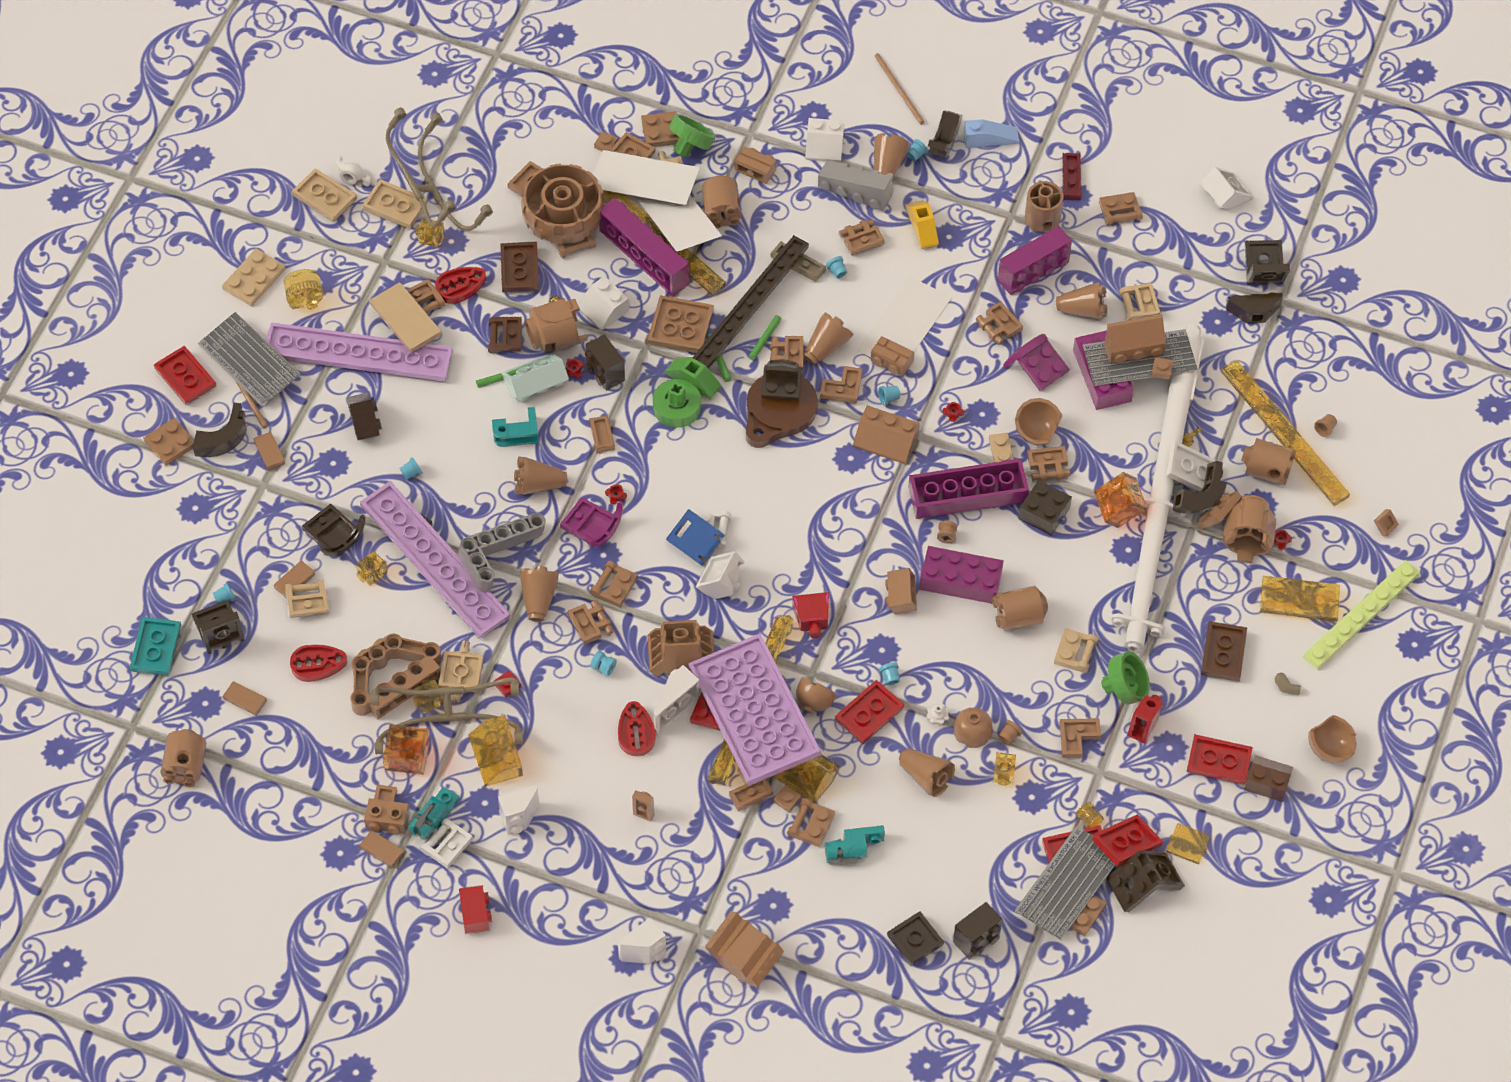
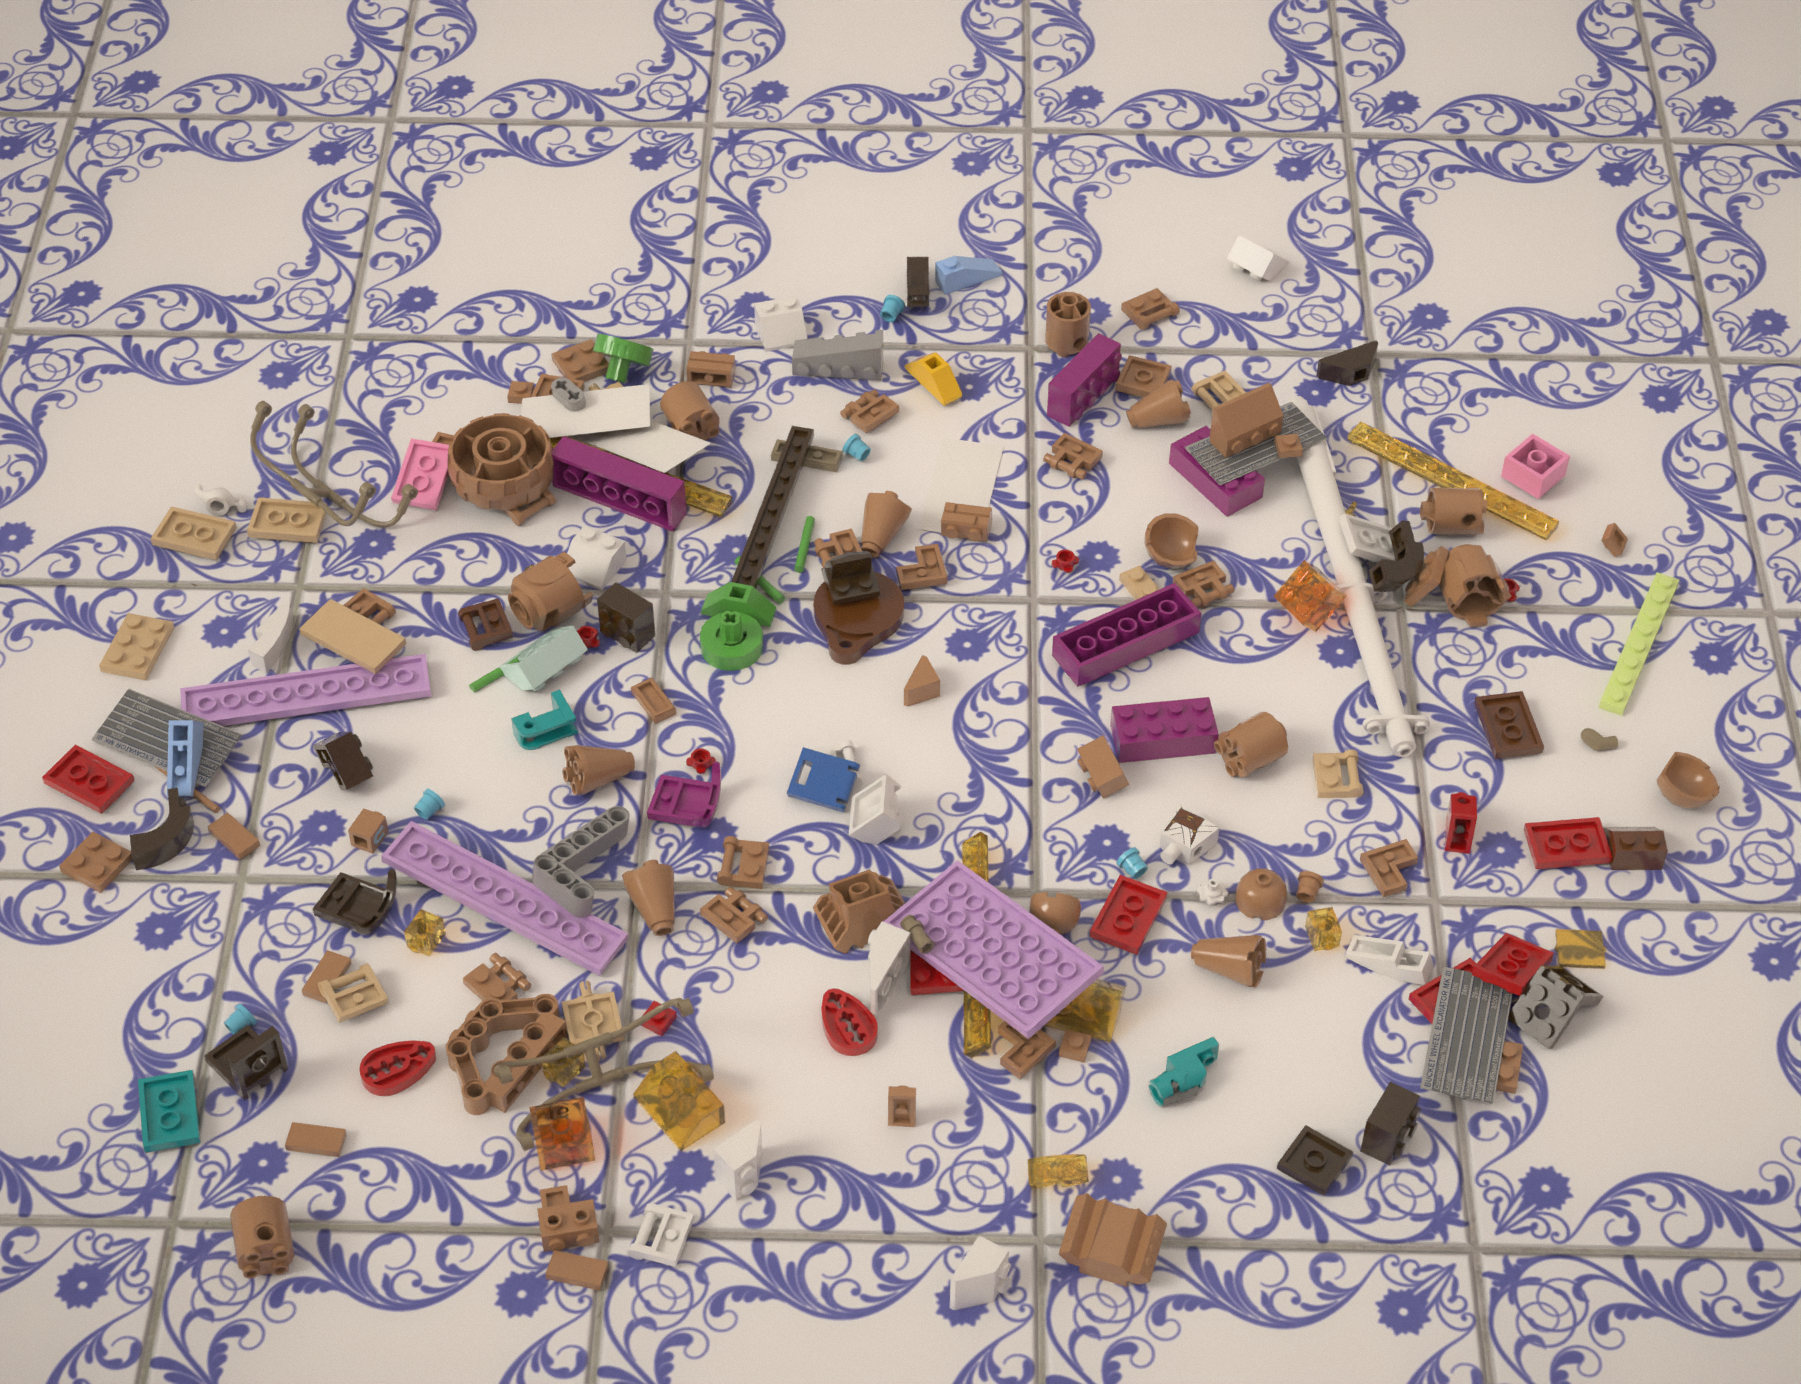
camera: 20 degrees left, 10 degrees down
(254, 377) = (184, 755): none -> light blue slope
(303, 289) = (209, 638): clear yellow piece -> none
(350, 300) = (272, 638): none -> white slope
(361, 476) = (368, 830): none -> medium nougat brick
(401, 623) = (487, 984): none -> medium nougat plate
(430, 235) = (345, 539): clear yellow brick -> none
(434, 813) = (630, 1202): teal plate -> none
(461, 292) = (398, 580): red piece -> none
(474, 910) = (736, 1305): red brick -> none
(504, 195) = (426, 470): none -> bright pink plate
(519, 267) = (472, 546): reddish brown plate -> none
(603, 663) = (772, 956): medium azure wheel -> none
(640, 157) = (564, 396): none -> light grey beam
(680, 324) = (697, 556): medium nougat plate -> none
(705, 681) = (917, 933): none -> dark tan pin
(732, 886) = (1058, 1169): none -> clear yellow slope
(799, 482) = (922, 684): none -> medium nougat slope
(811, 612) = (1004, 822): red torso -> none
(817, 825) = (1127, 1065): medium nougat plate -> none
(886, 434) = (1000, 605): medium nougat slope -> none
(888, 394) = (980, 563): medium azure piece -> none
(889, 153) = (862, 312): medium nougat cone -> none
(899, 88) = (841, 255): medium nougat axle -> none
(938, 665) = (1187, 836): none -> white torso
(947, 531) = (1123, 689): medium nougat wheel -> none
(1039, 361) = (1139, 482): magenta piece -> none
(1042, 807) = (1391, 959): none -> white slope
(1045, 507) = (1224, 630): dark brown brick -> none
(1071, 176) = (1074, 281): dark red tile -> none
(1085, 269) = (1142, 376): none -> medium nougat plate
(1089, 815) = (1449, 950): clear yellow wheel -> none
(1127, 678) = (1417, 784): bright green piece -> none
(1265, 272) = (1348, 321): dark brown bracket -> none
(1299, 598) = (1563, 644): clear yellow plate -> none
(1325, 425) = (1492, 466): medium nougat piece -> none
(1354, 441) = (1535, 466): none -> bright pink brick

